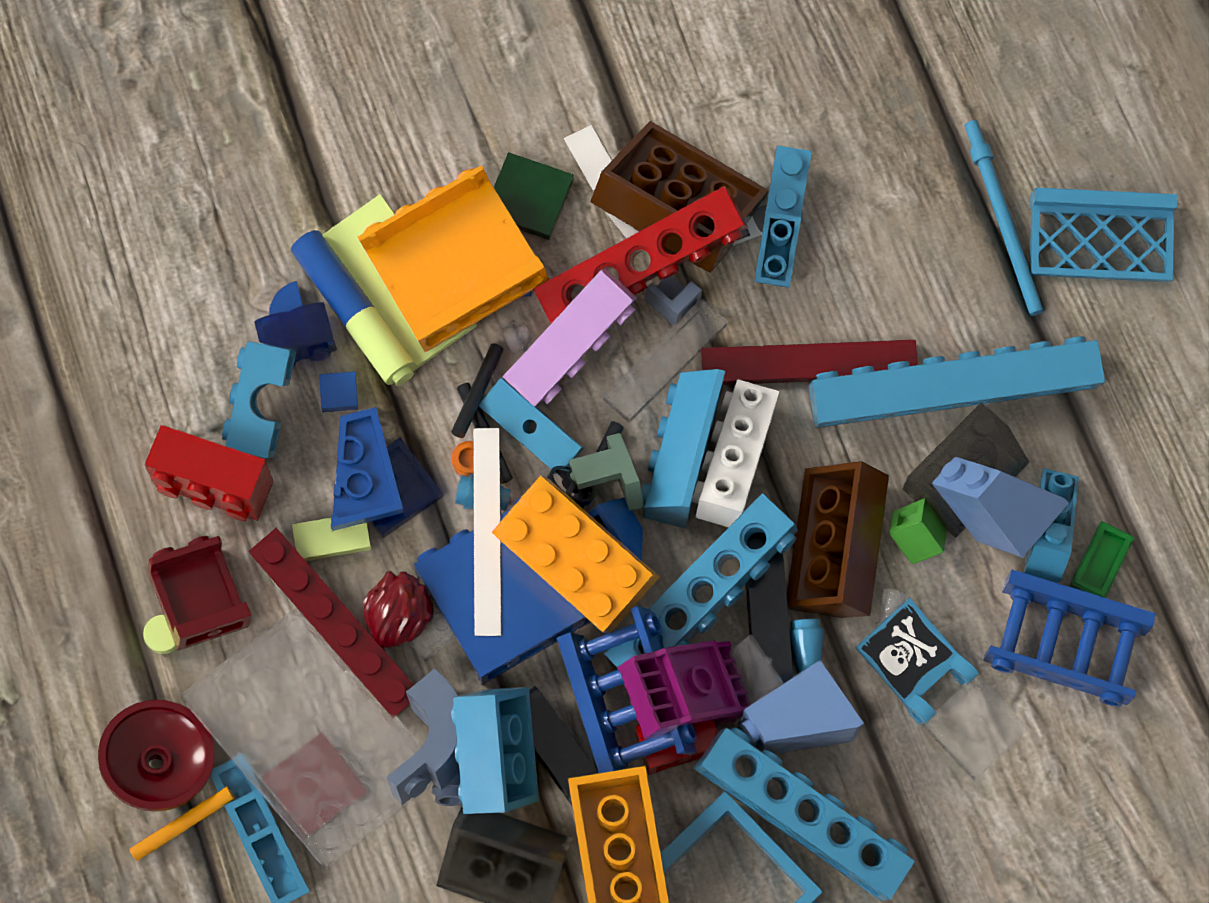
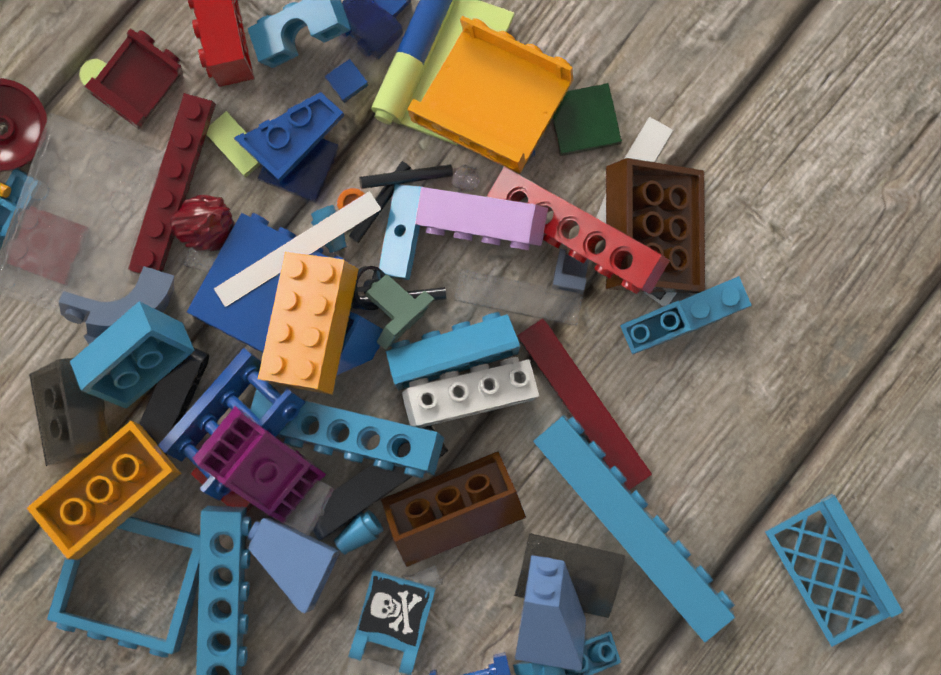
camera: 65 degrees right, 10 degrees up
(918, 531) = (497, 565): bright green panel -> none
(983, 156) = (839, 438): dark azure bar -> none

